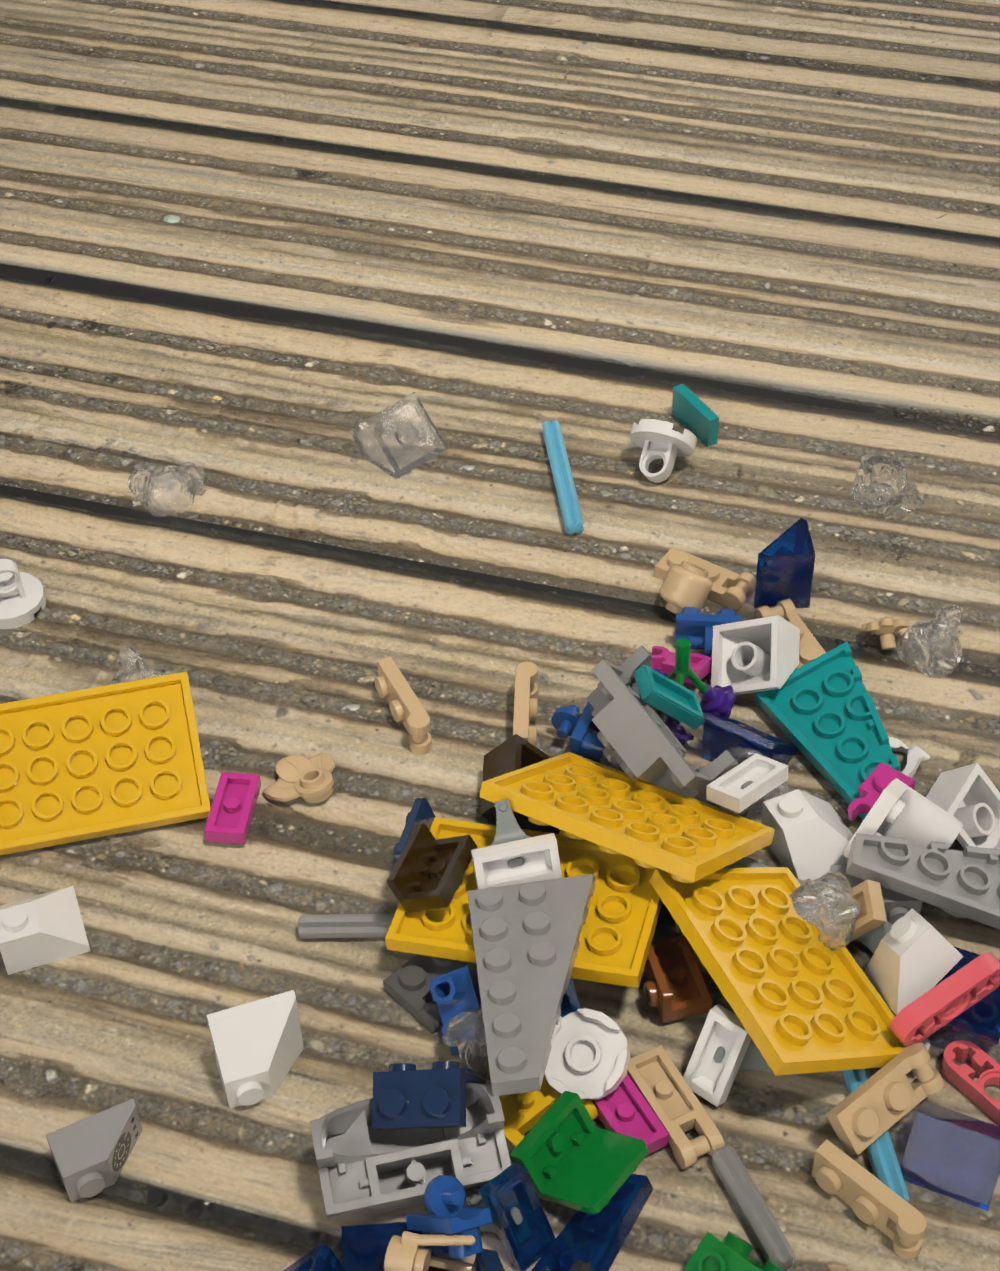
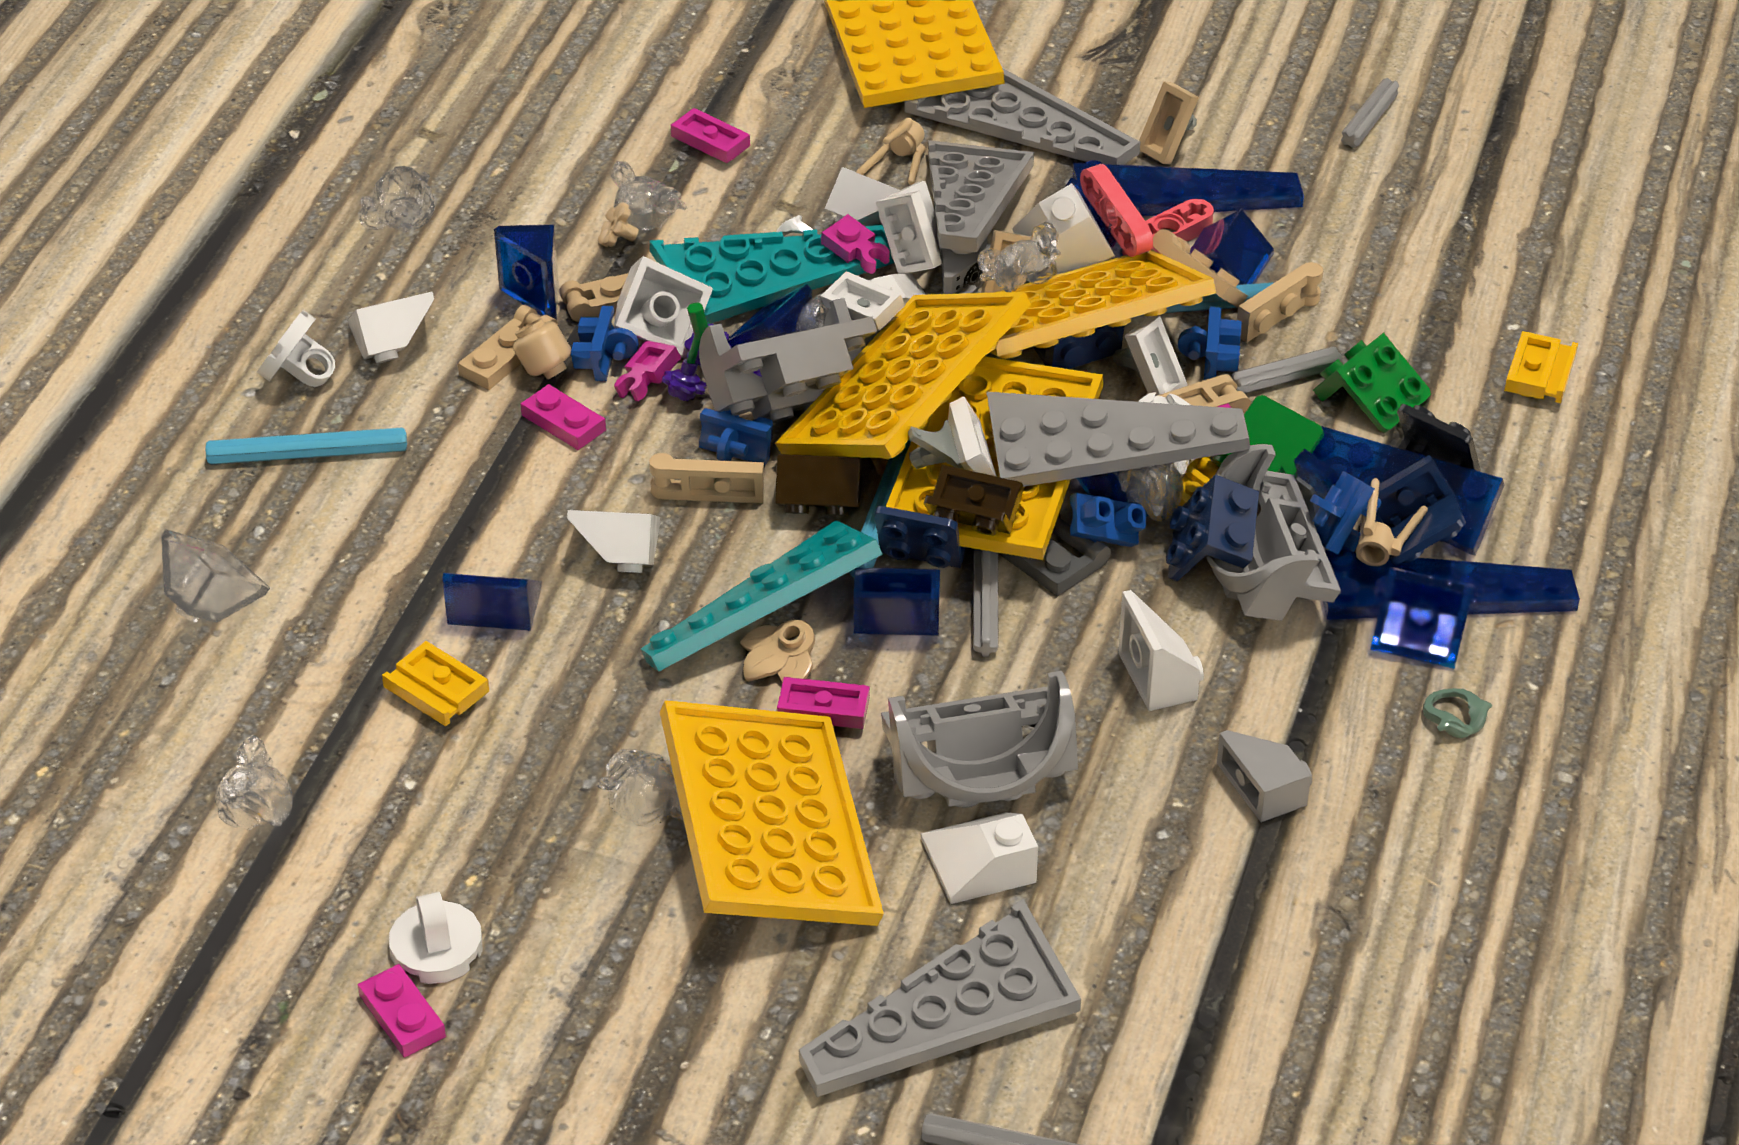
camera: 90 degrees left, 0 degrees up
(134, 916) = (979, 744): none -> light grey piece
(276, 570) = (435, 683): none -> yellow plate
(357, 846) = (896, 601): none -> clear blue slope
(369, 763) = (771, 586): none -> teal wing
(376, 590) = (490, 601): none -> clear blue slope
(404, 705) = (685, 568): tan plate -> none
(447, 657) = (619, 537): none -> white slope
(614, 620) = (563, 417): none -> dark pink plate
(669, 697) = (749, 334): teal tile -> none
(695, 415) = (229, 329): teal tile -> none
(710, 497) = (388, 326): none -> white slope
(777, 1123) = (1218, 344): none -> blue hips

